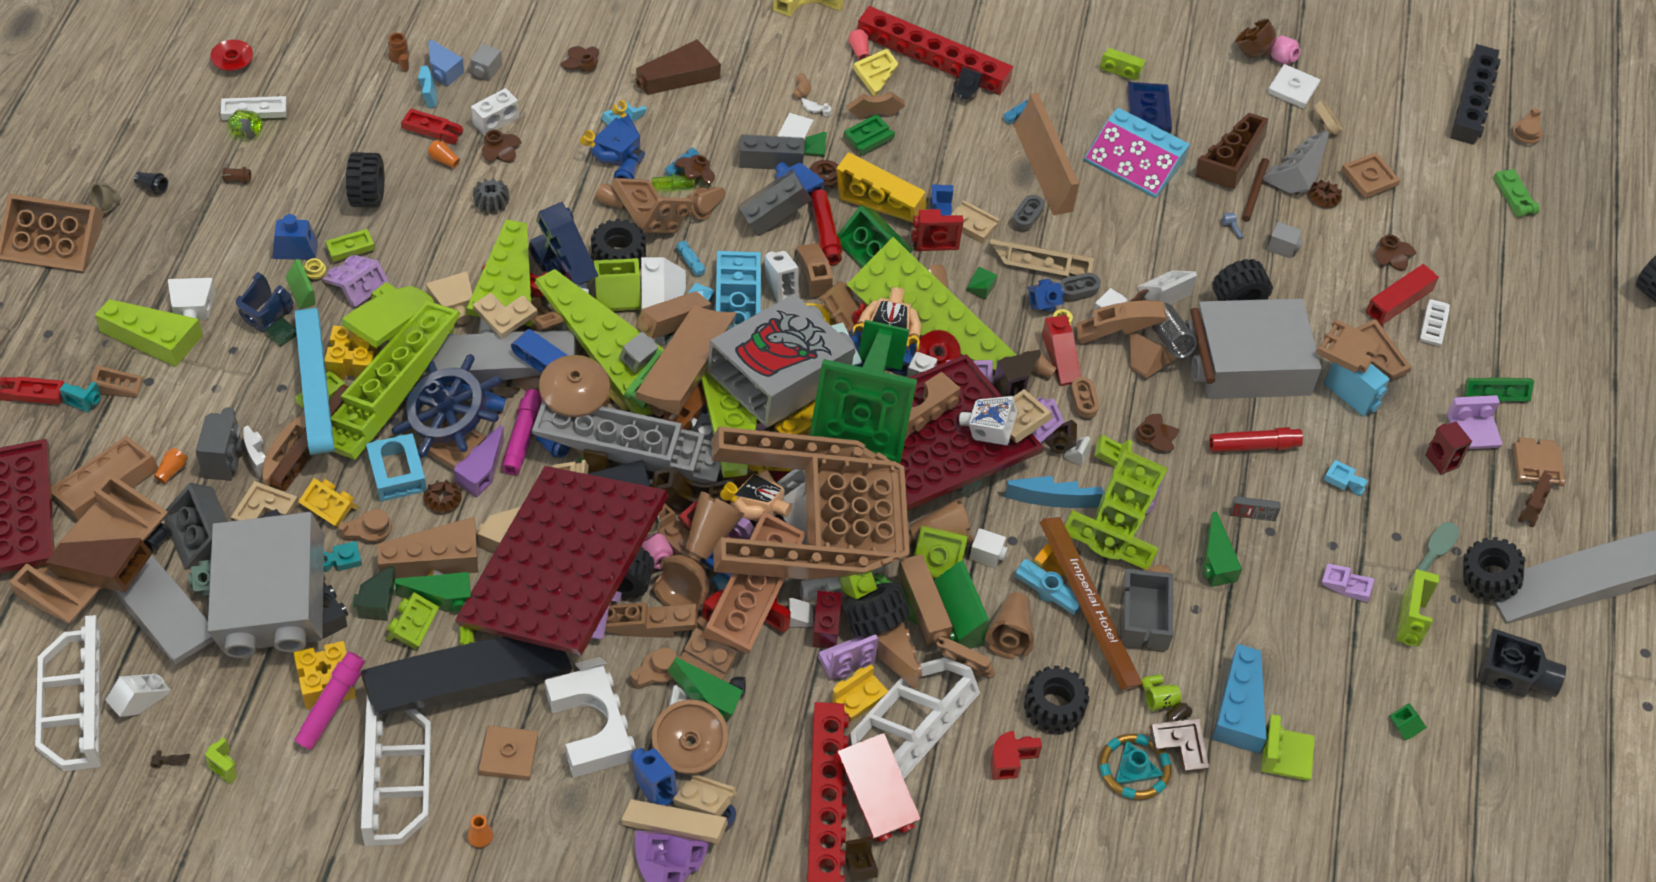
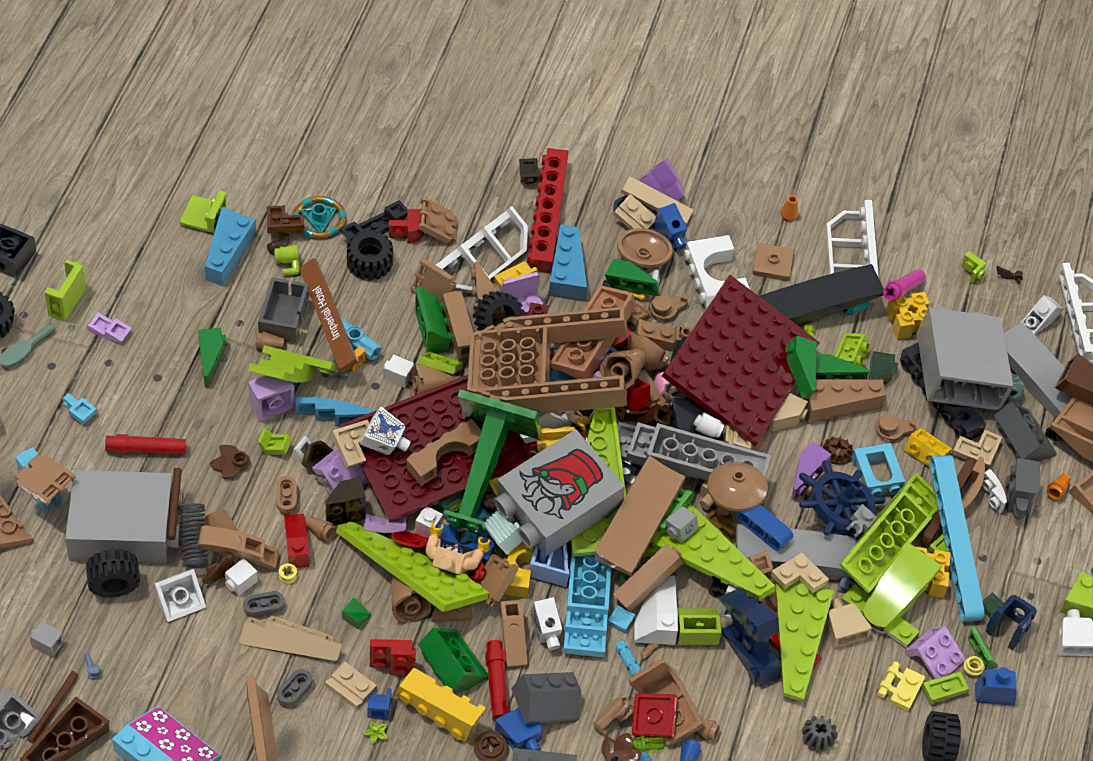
camera: 175 degrees left, 0 degrees up
(343, 556) = (910, 408): teal plate -> none
(392, 245) = (906, 690): none -> light yellow plate
(427, 374) = (862, 520): none -> light grey plate
(483, 568) = (802, 363): none -> green slope
(494, 402) = (807, 523): blue cone -> none
(522, 432) = (778, 488): dark pink piece -> none
(607, 463) = (708, 425): none -> white brick
(618, 234) = (702, 649): black tyre -> none
(656, 187) = (654, 715): none -> red plate
(792, 705) = (568, 269): none -> dark azure wedge
(878, 787) = (516, 203): panel -> none
(939, 180) = (376, 732): none -> lime plant
(974, 758) = (439, 221): none -> medium nougat plate
(1012, 628) = (392, 307): medium nougat cone -> none
(1045, 295) = (305, 586): blue brick -> none
(1061, 754) = (380, 223): none -> black slope
(1254, 508) = (167, 386): dark grey tile -> none
(1407, 721) = (103, 226): green slope -> none

